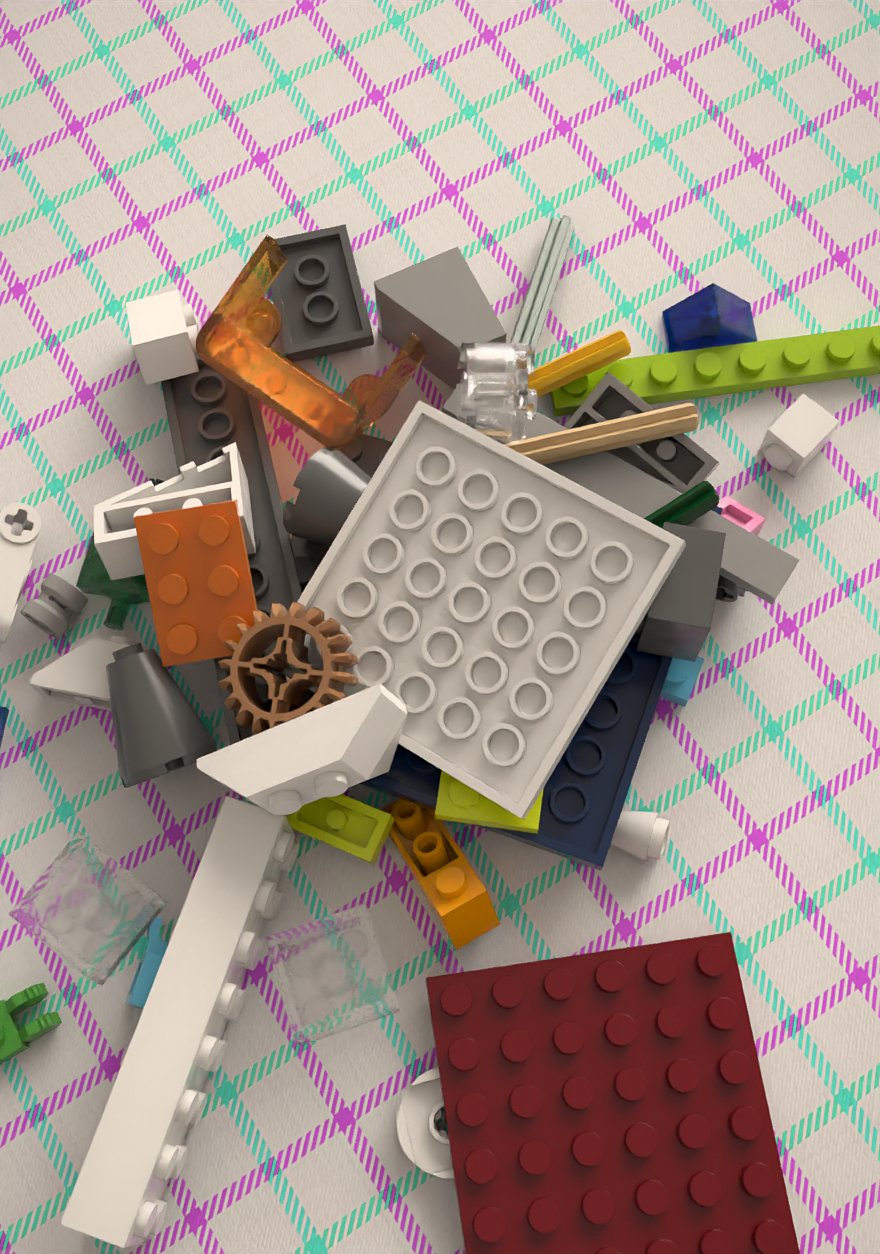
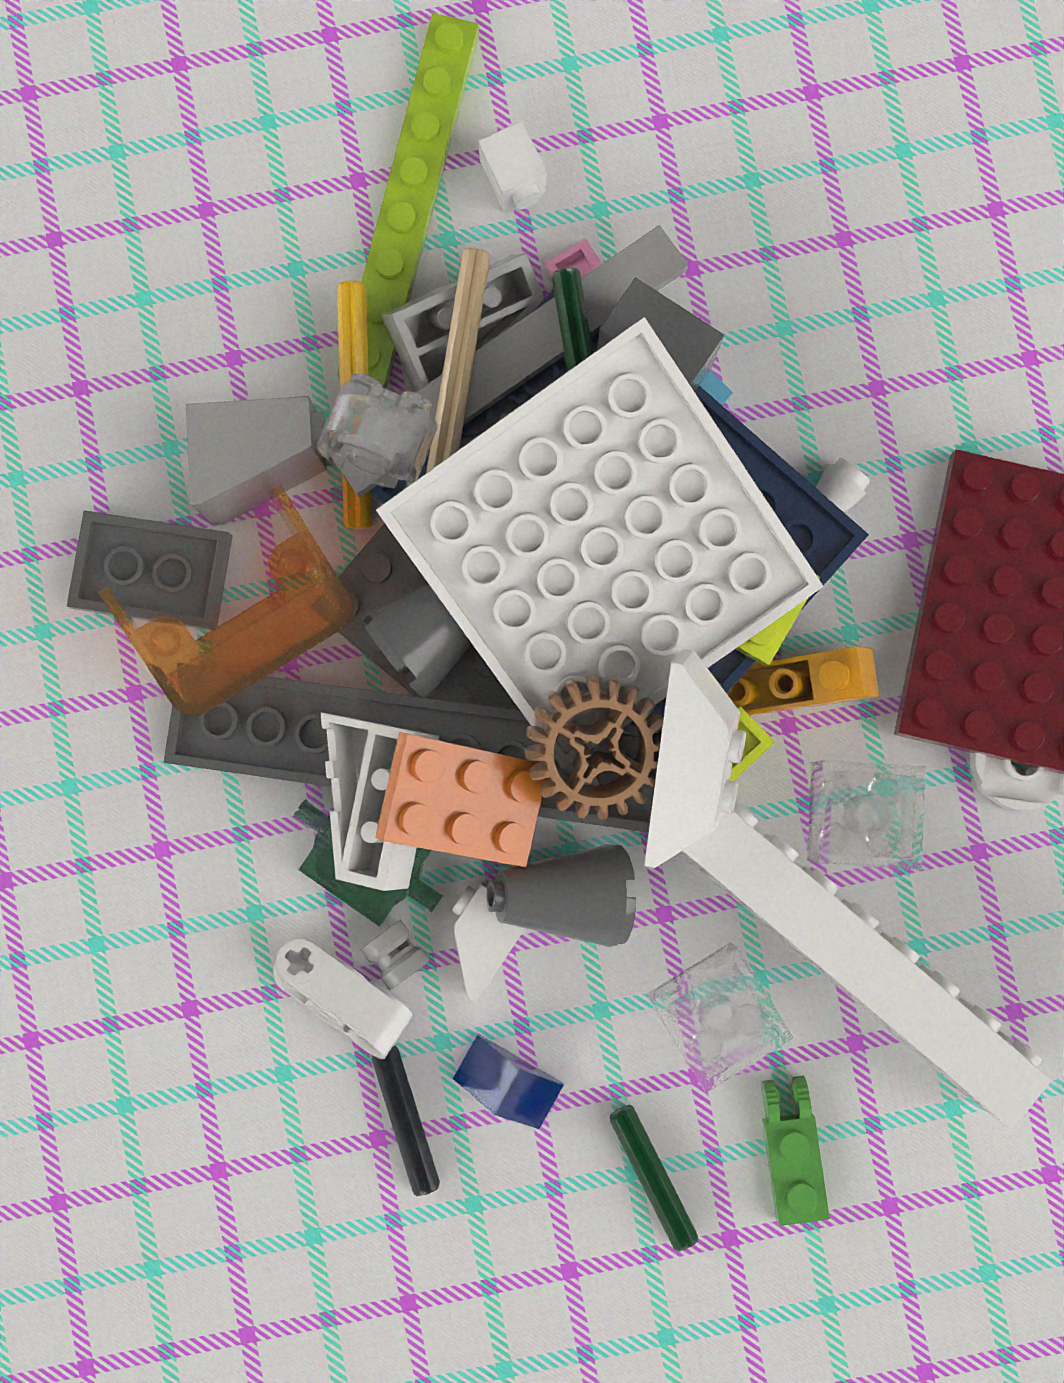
camera: 65 degrees left, 15 degrees up
(147, 966) = (794, 979): medium azure plate -> none
(163, 336) = (143, 745): white brick -> none
(543, 282) = (252, 344): axle -> none
(708, 320) = (351, 197): clear blue slope -> none

